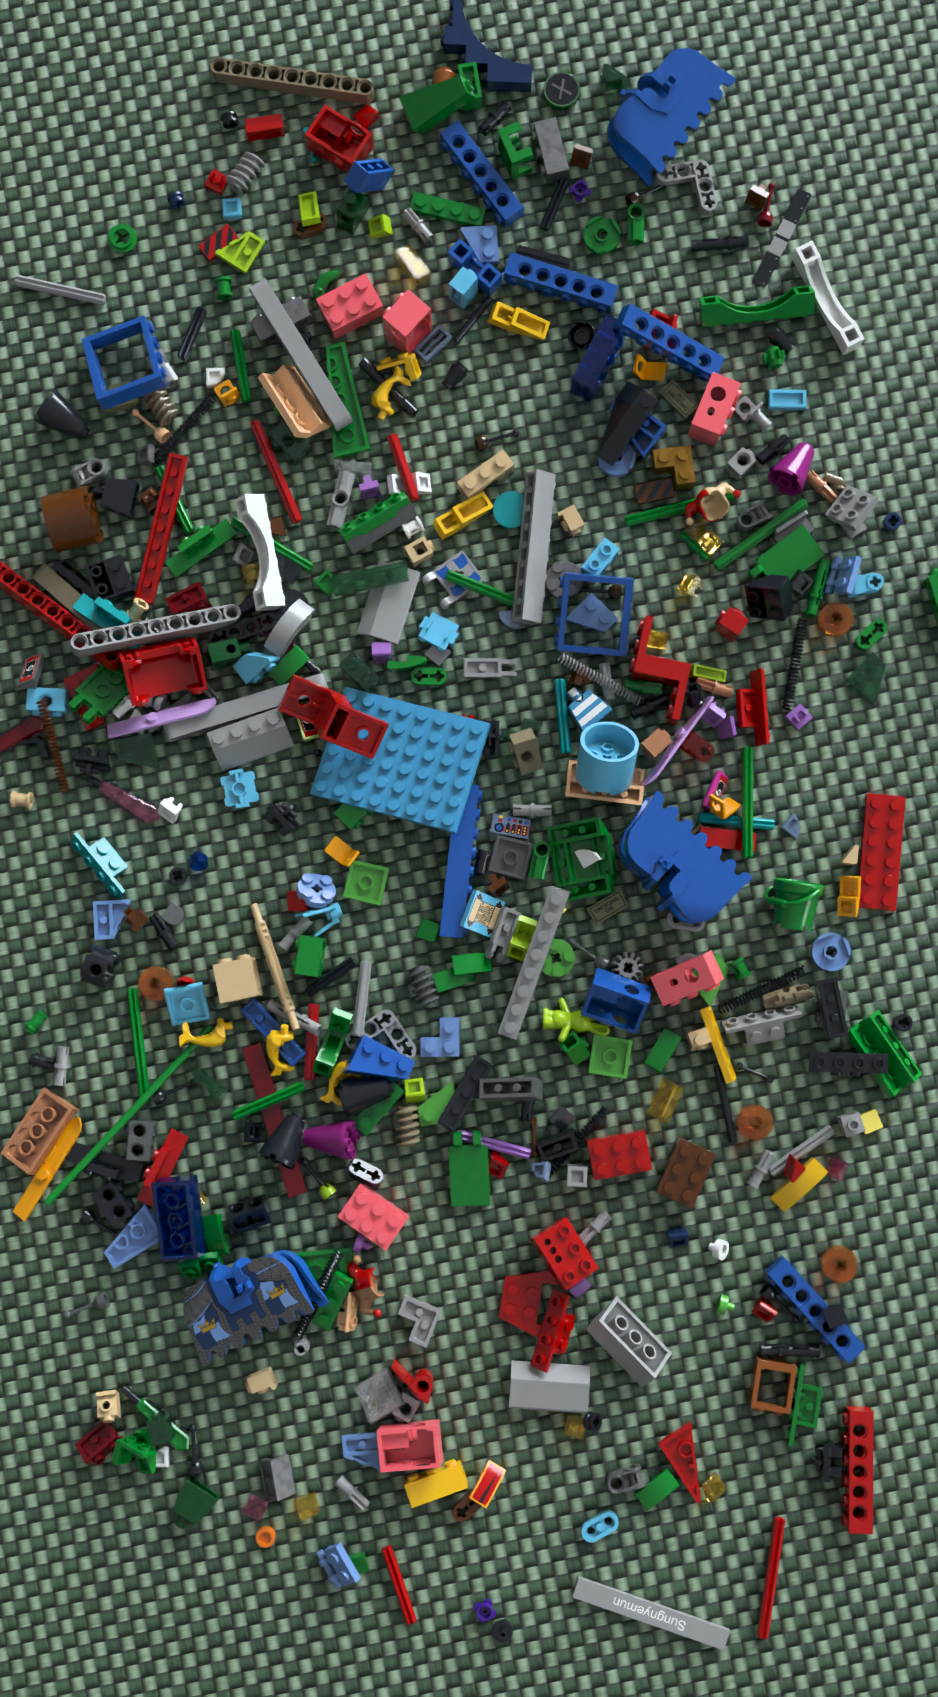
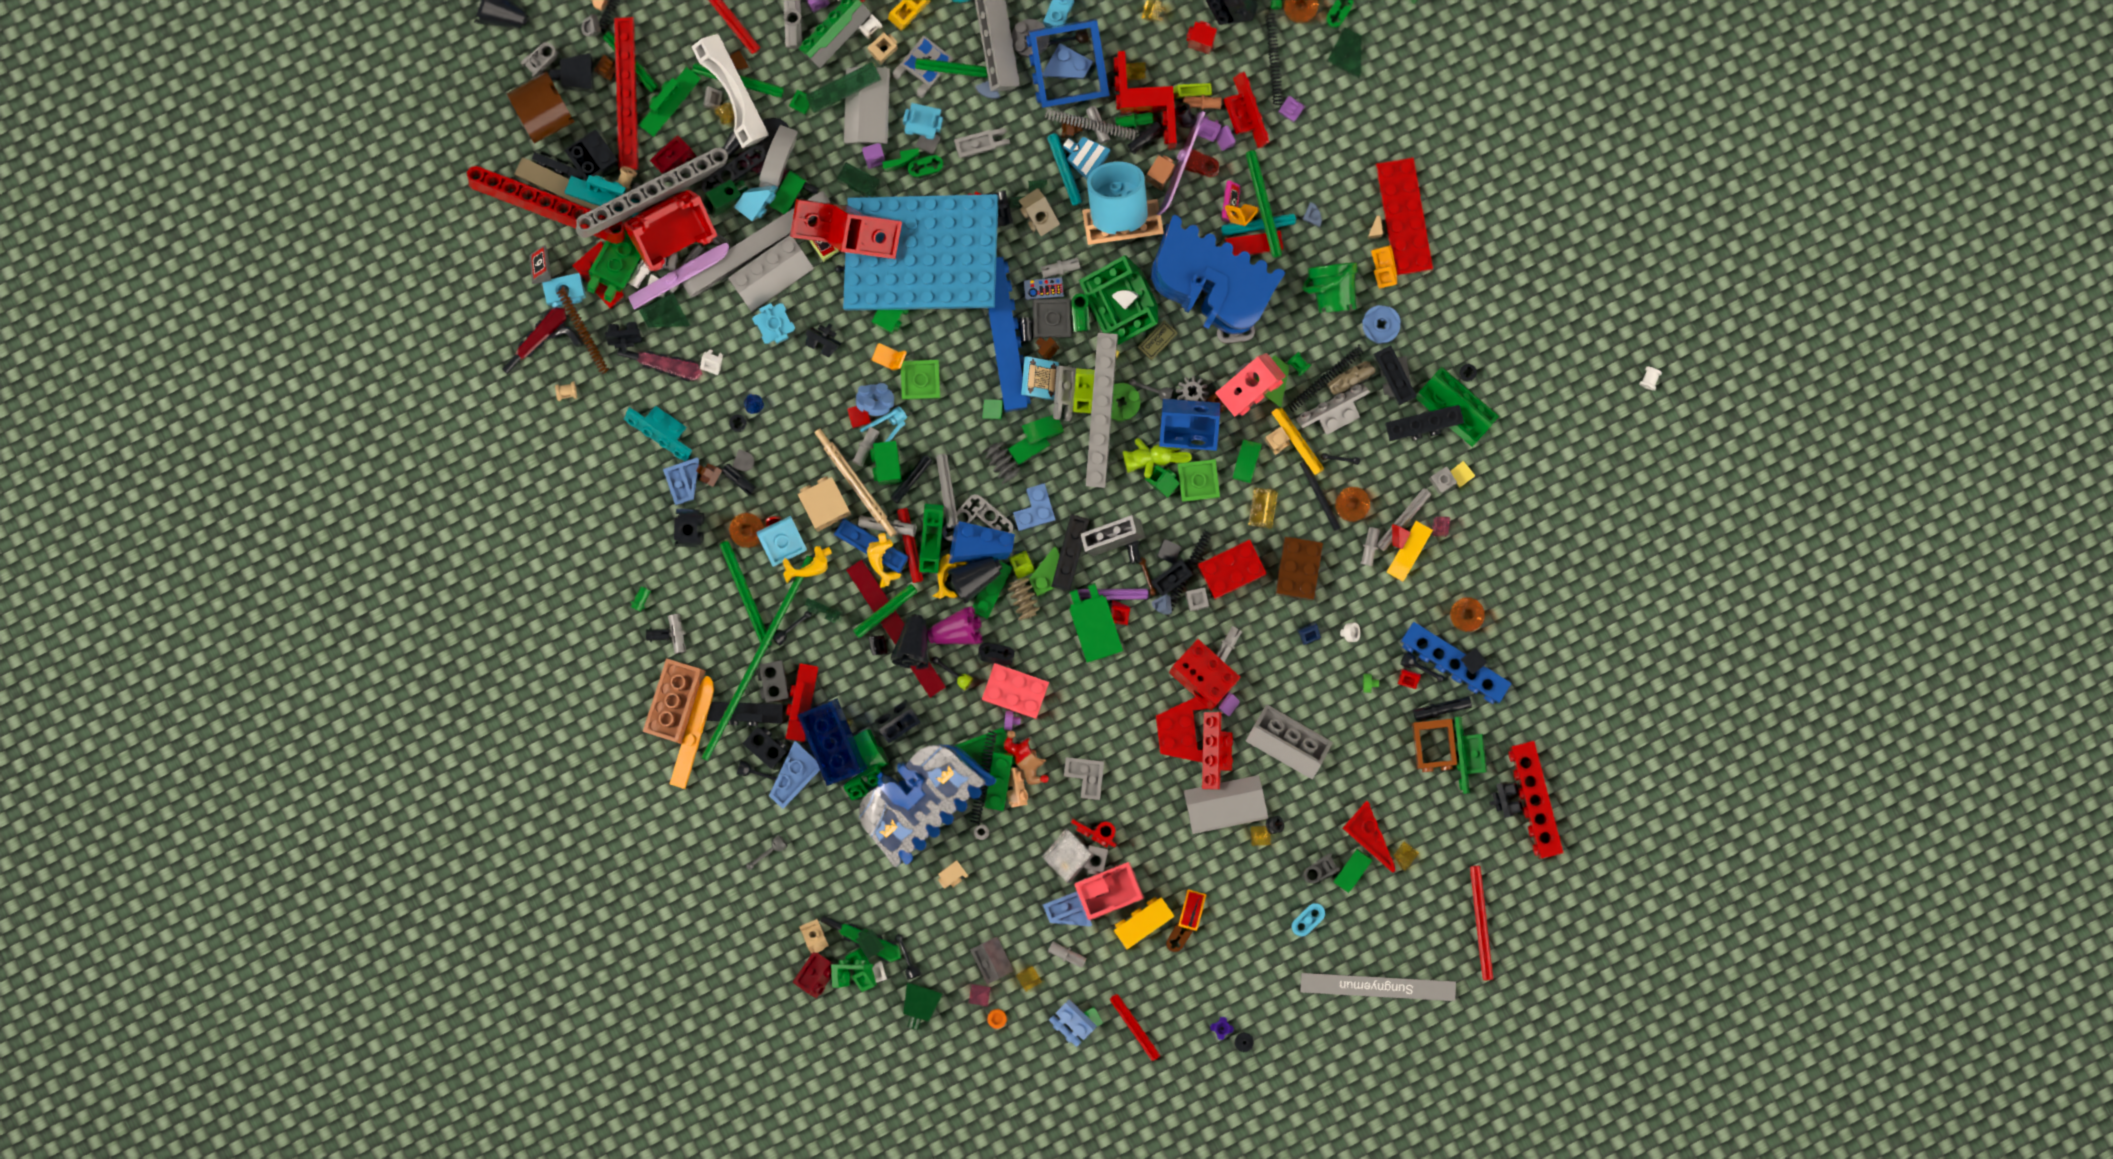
camera: 20 degrees left, 0 degrees up
(287, 569) = (761, 99): black slope -> none

